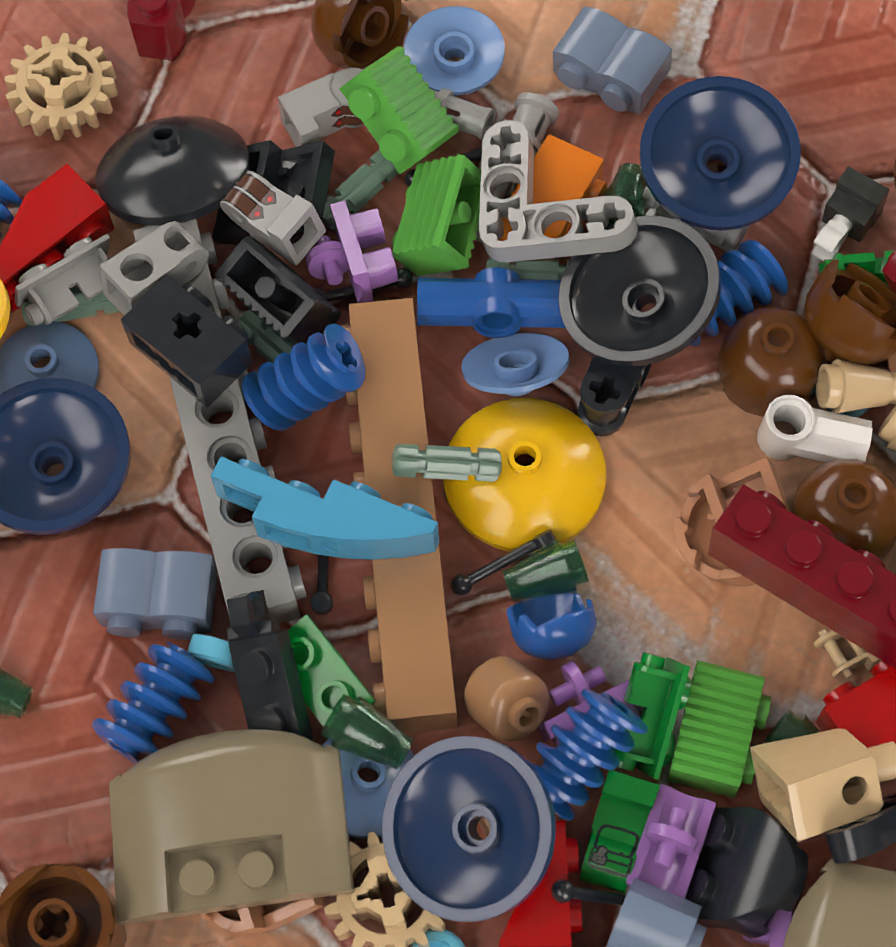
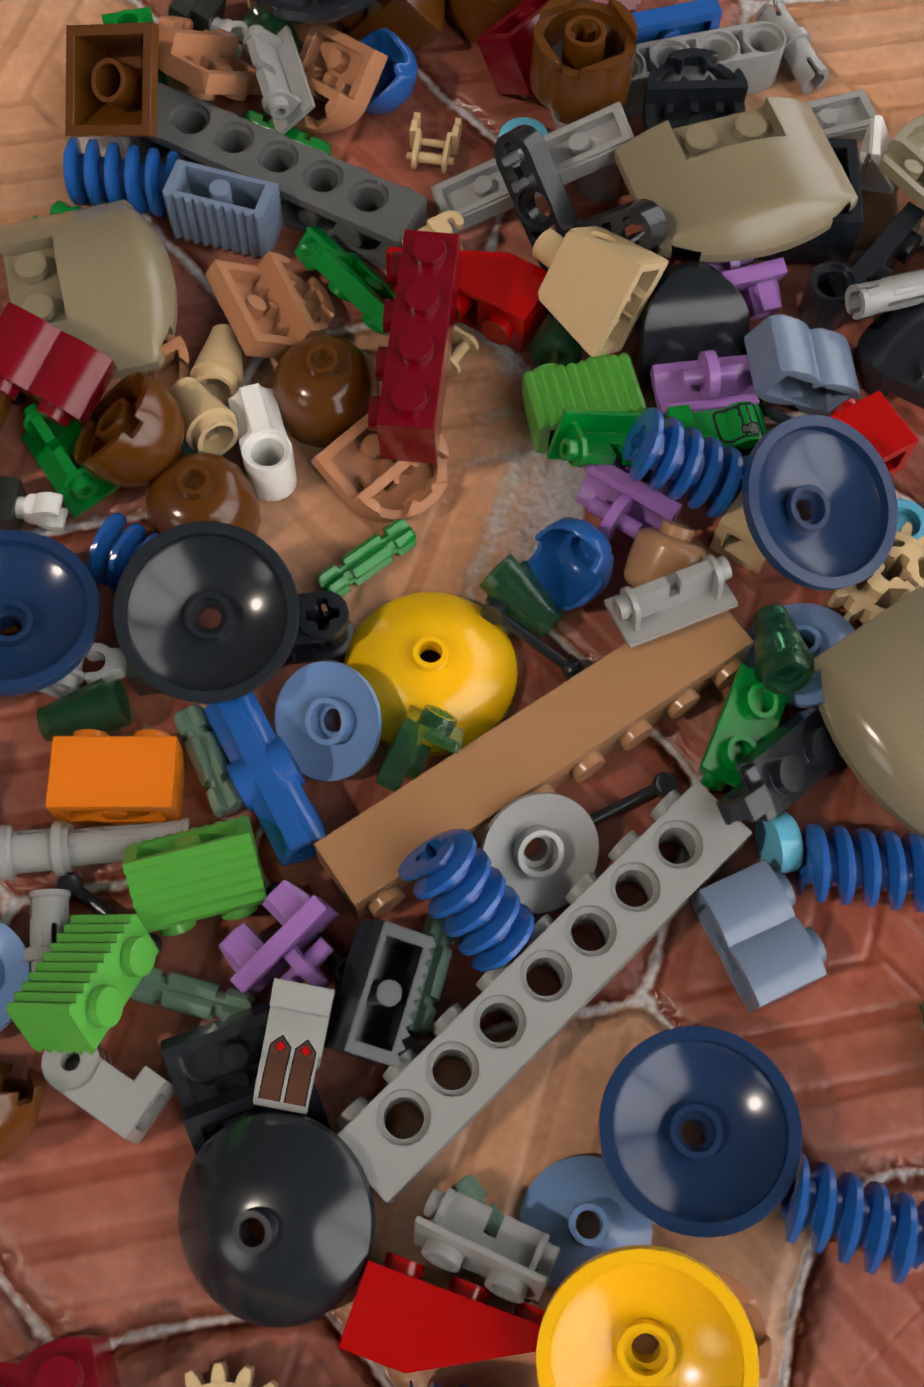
camera: 125 degrees left, 0 degrees up
(145, 263) = (436, 1128): light grey leg -> none
(188, 339) = (523, 1000): black brick -> none
(319, 451) = (565, 852): none -> light grey dish
(344, 524) = (610, 764): dark azure slope -> none
(446, 462) = (483, 711): sand green axle -> none
(455, 417) = (408, 753): none -> clear green bracket
(456, 660) = (672, 601): none -> light grey hinge
(530, 219) = (173, 758): light grey beam -> none
(655, 470) = (367, 558): none -> green axle

